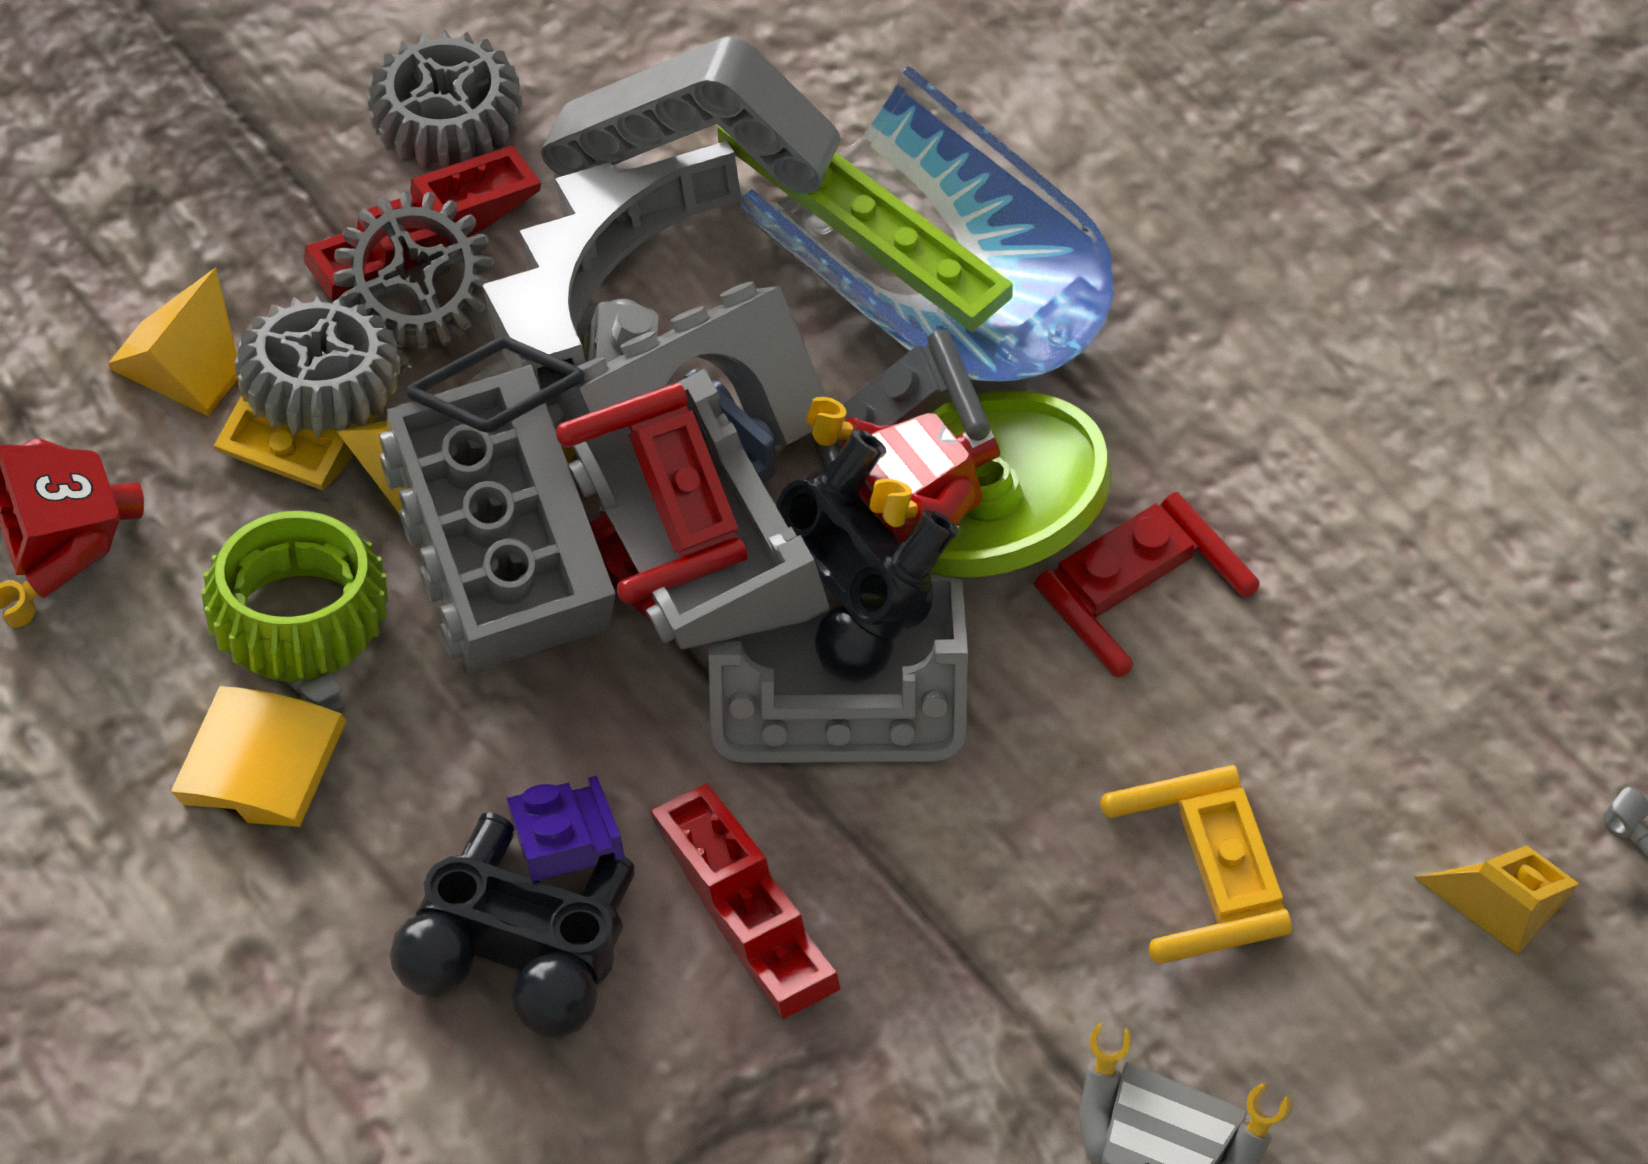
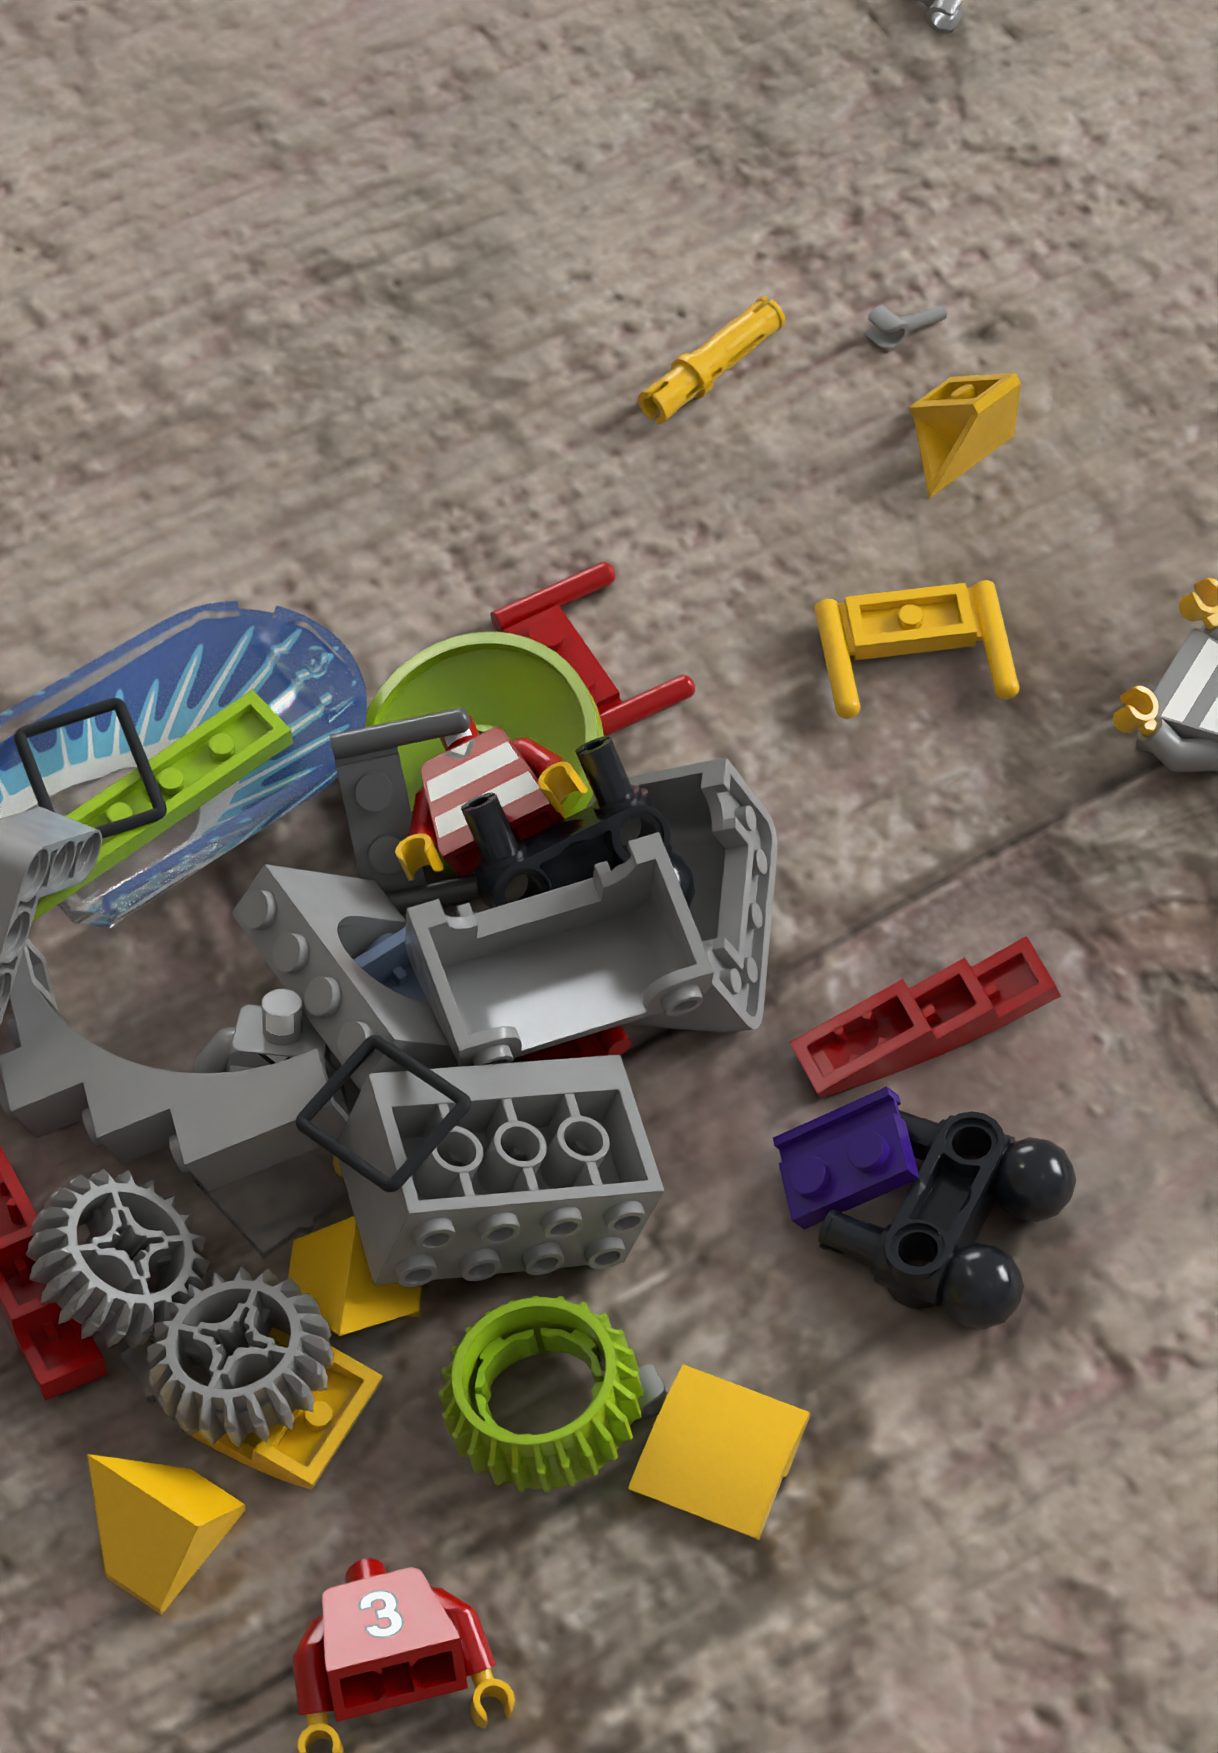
camera: 85 degrees left, 0 degrees up
(679, 480) = (530, 958): red plate -> none
(952, 144) = (135, 746): none -> black piece
(1517, 638) = (695, 372): none -> yellow pin

